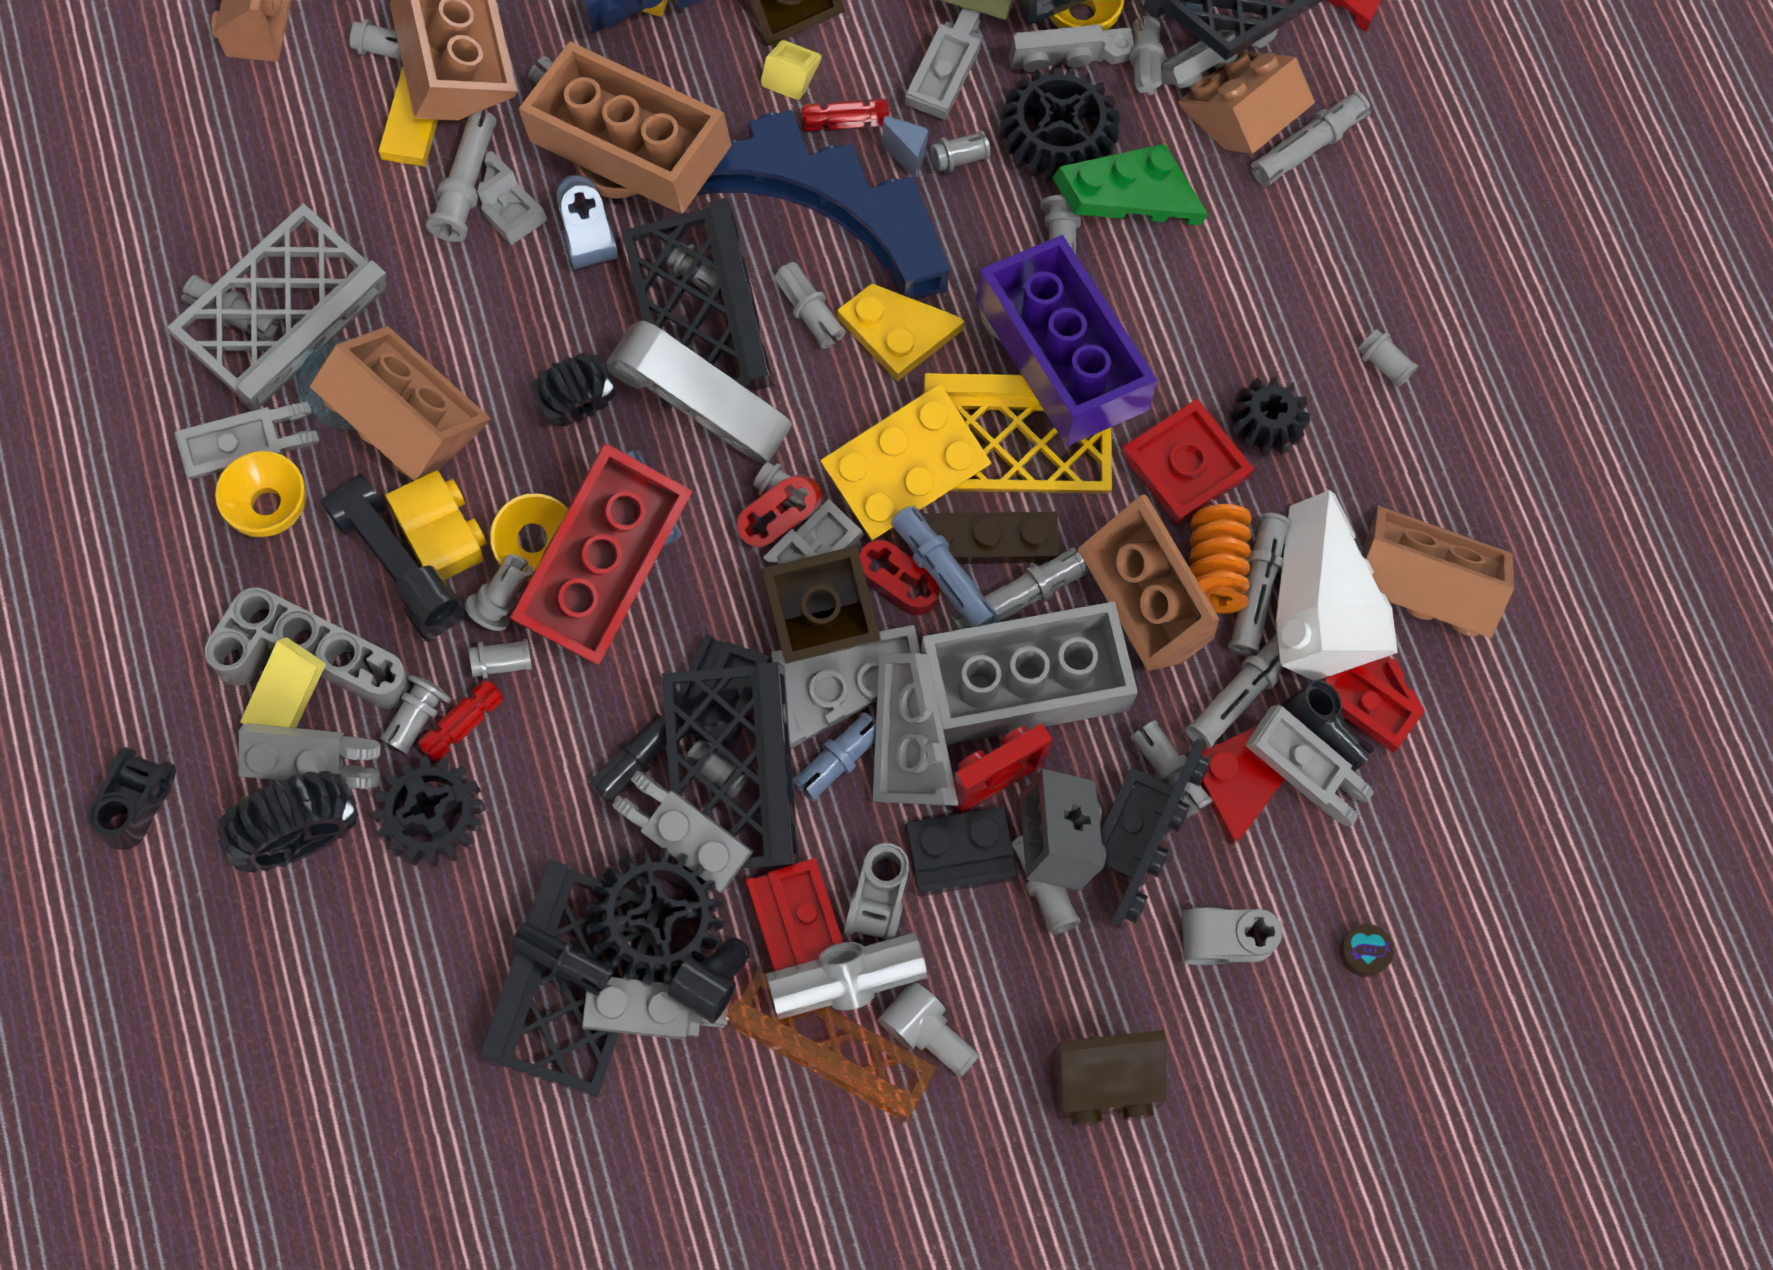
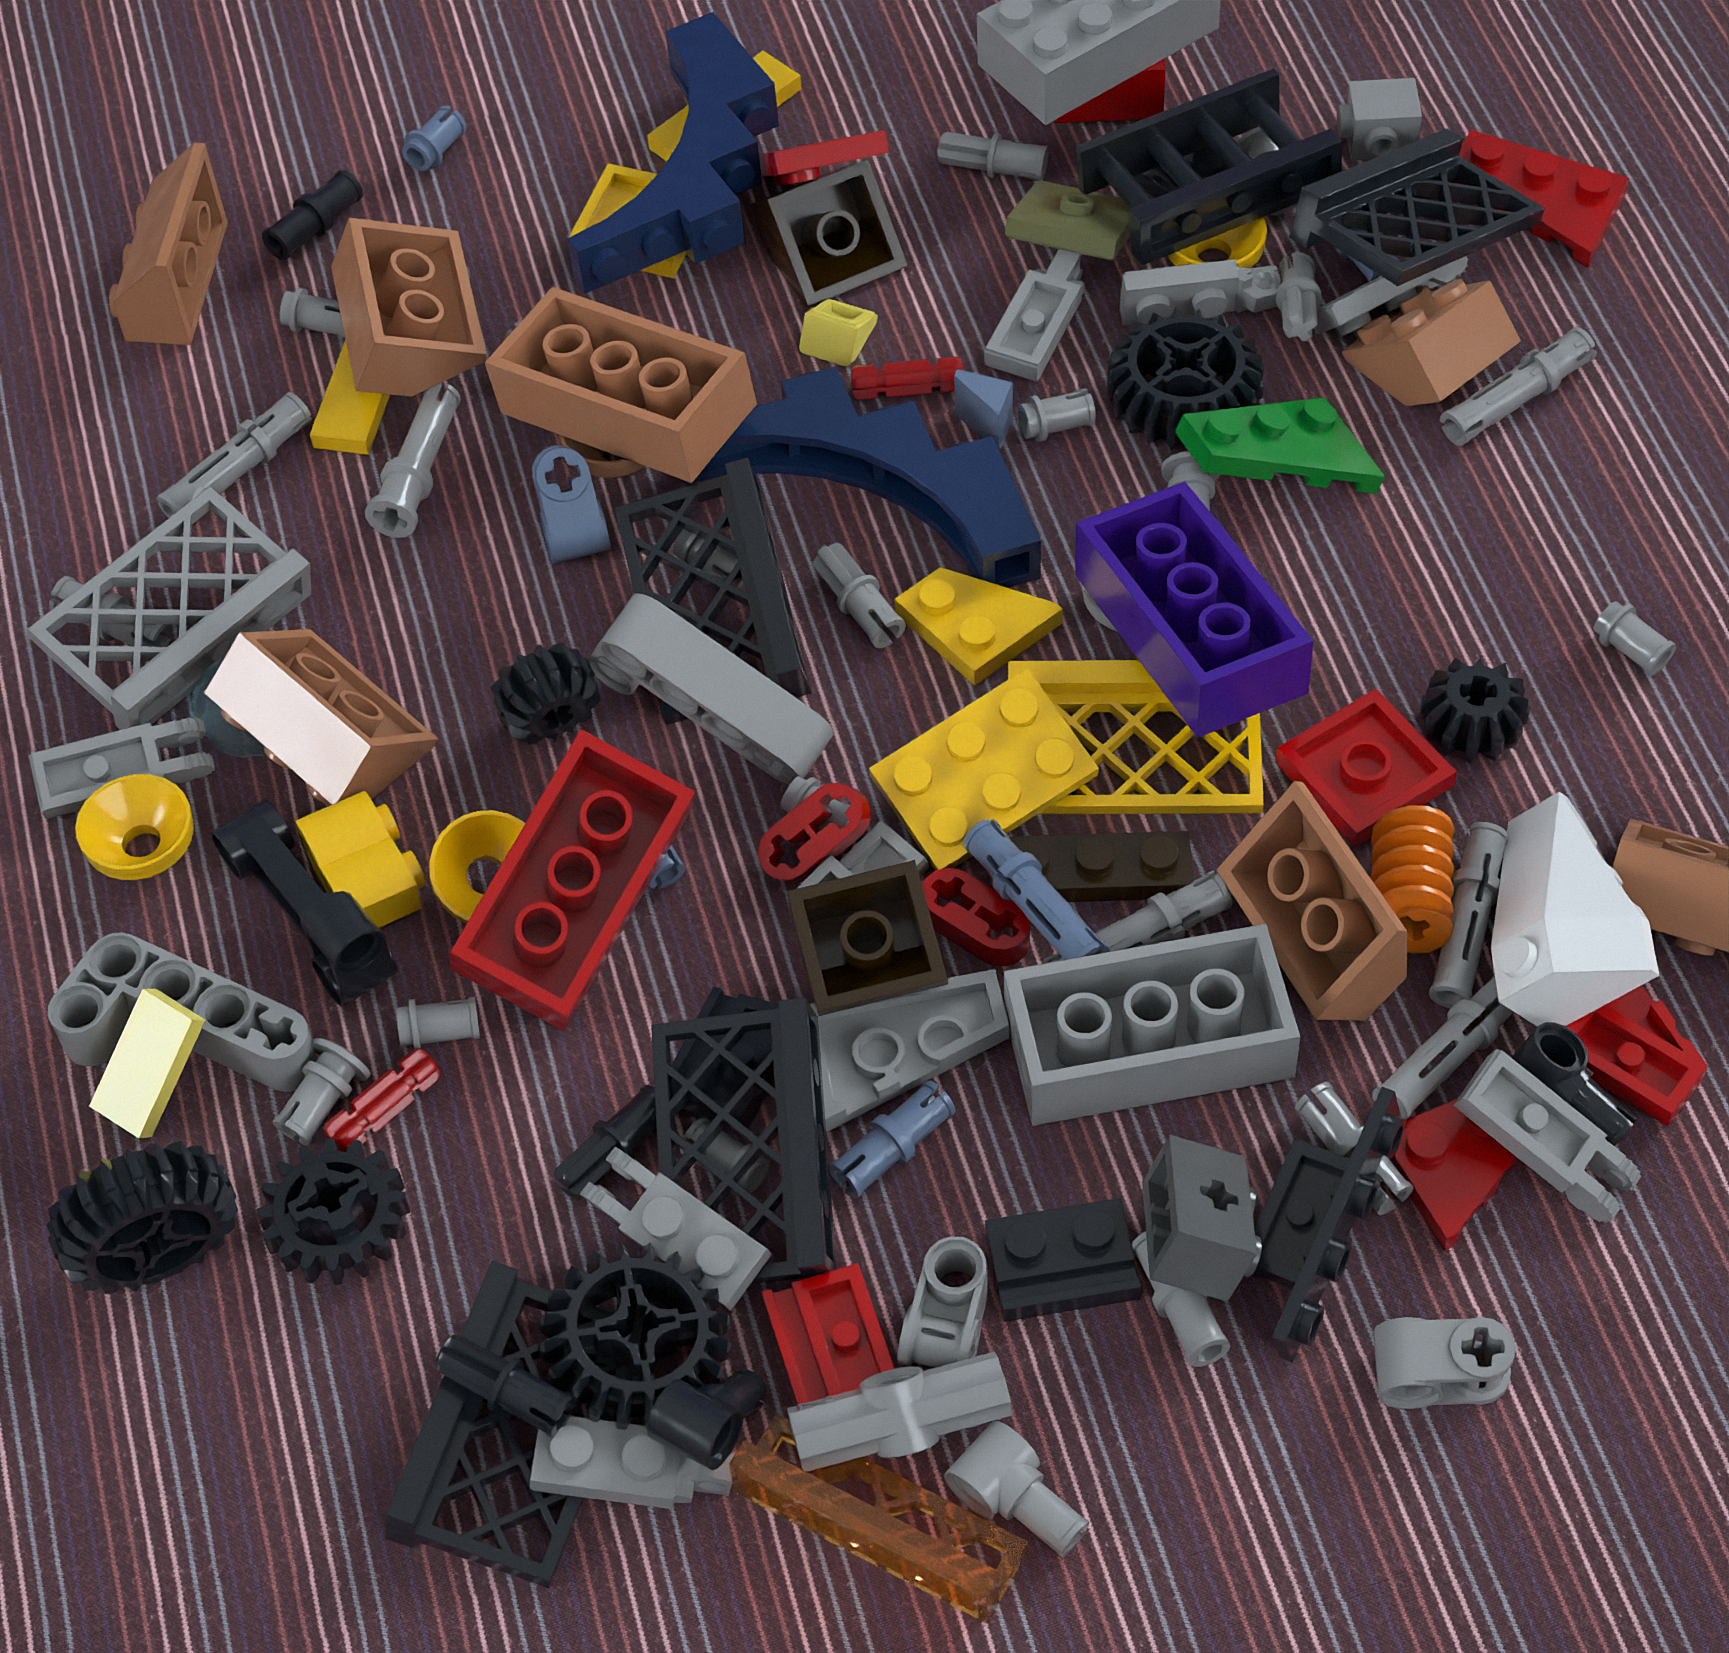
camera: 10 degrees right, 15 degrees down
(289, 751) = (118, 1127): light grey hinge -> none
(312, 177) = (253, 443): none -> light grey pin
(496, 599) = (432, 945): light grey pin -> none
(507, 203) = (469, 491): light grey slope -> none
(910, 736) = (988, 1101): light grey wing -> none
(986, 775) = (1112, 1139): red plate -> none
(1109, 1076) = (1273, 1540): dark brown slope -> none
(1366, 950) = (1641, 1384): dark brown tile -> none

